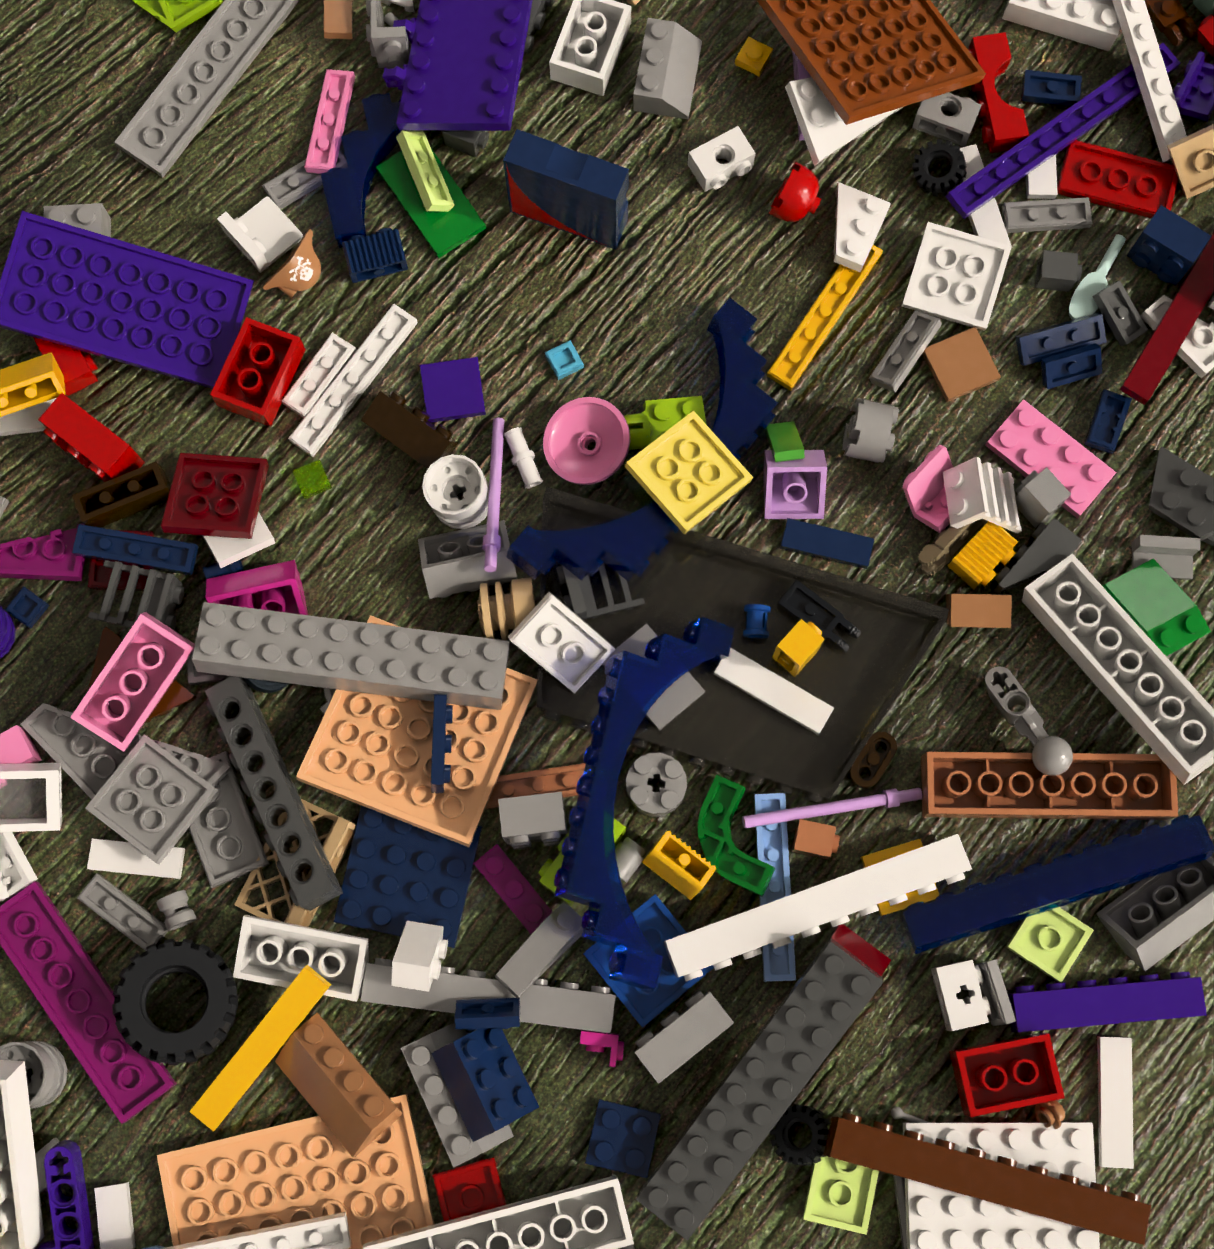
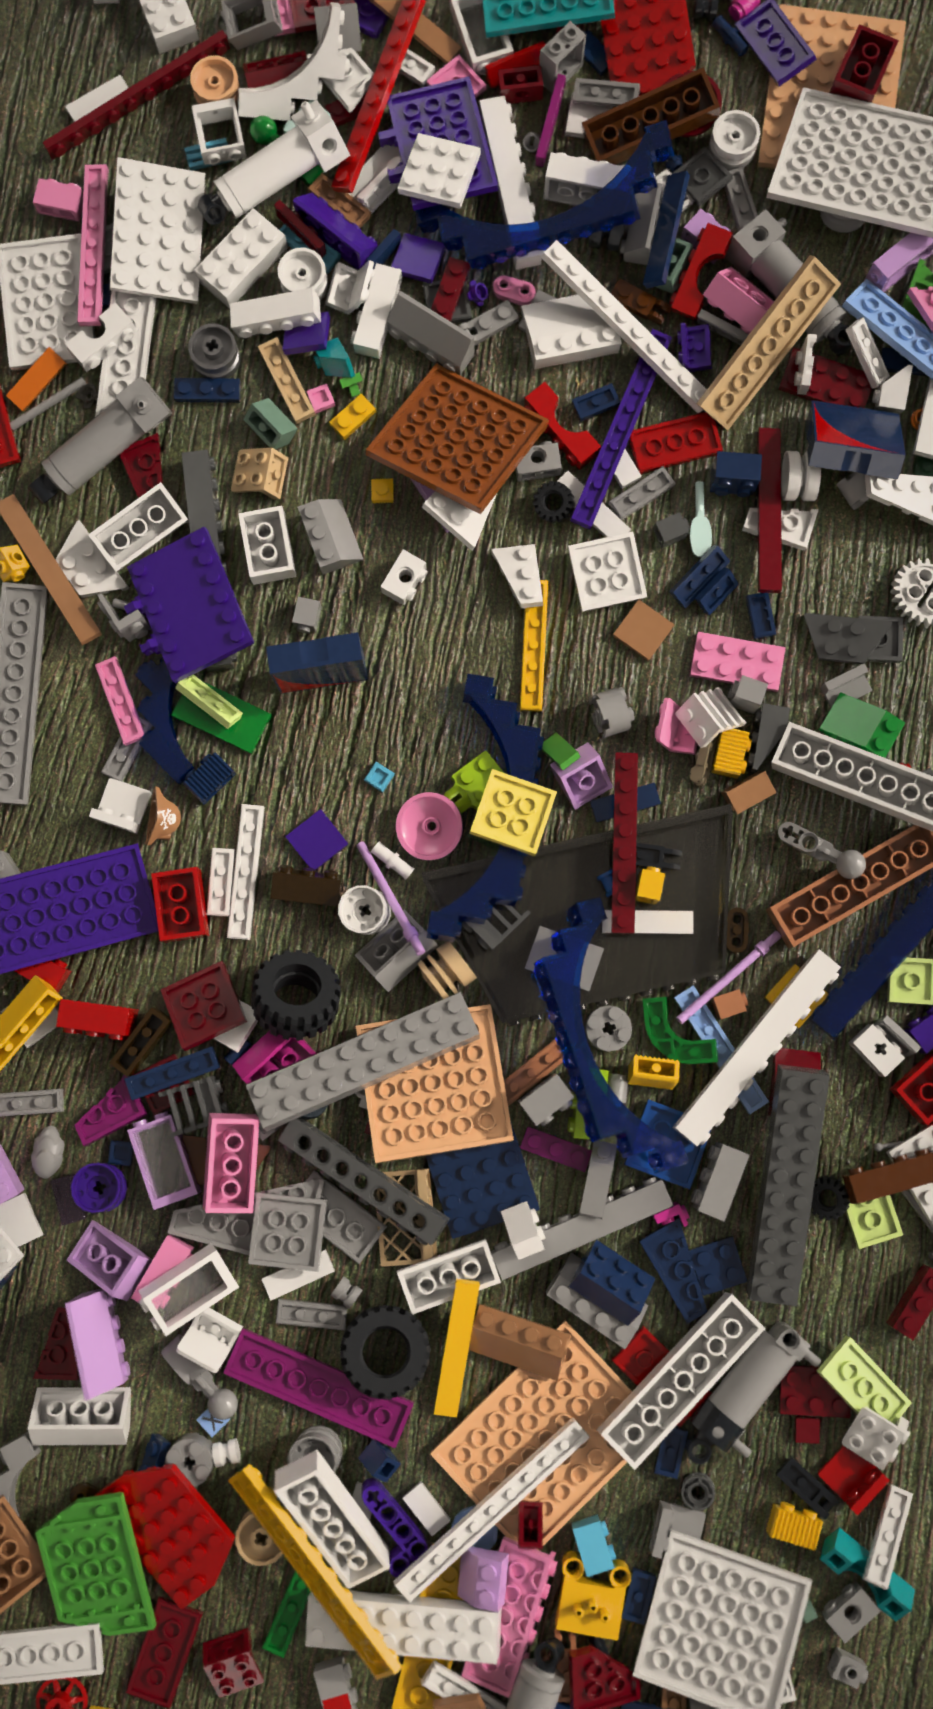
camera: 30 degrees left, 5 degrees up
(64, 641) = (163, 1160): none -> clear window
(93, 1126) = (379, 1460): none -> dark blue brick
(312, 479) = (258, 954): clear neon green tile -> none
(316, 567) = (301, 970): none -> black tyre
(441, 744) = (456, 1085): dark blue plate -> none
(487, 1013) = (589, 1240): dark blue plate -> none
(561, 642) = (494, 972): white tile -> none
(572, 1103) = (673, 1263): none -> dark blue wing
(590, 137) = (306, 615): none -> light grey brick
(796, 195) = (469, 576): red cylinder -> none
(797, 584) = (624, 843): none -> dark red plate
(905, 351) = (602, 642): light grey tile -> none
(1120, 313) = (728, 536): dark grey plate -> none

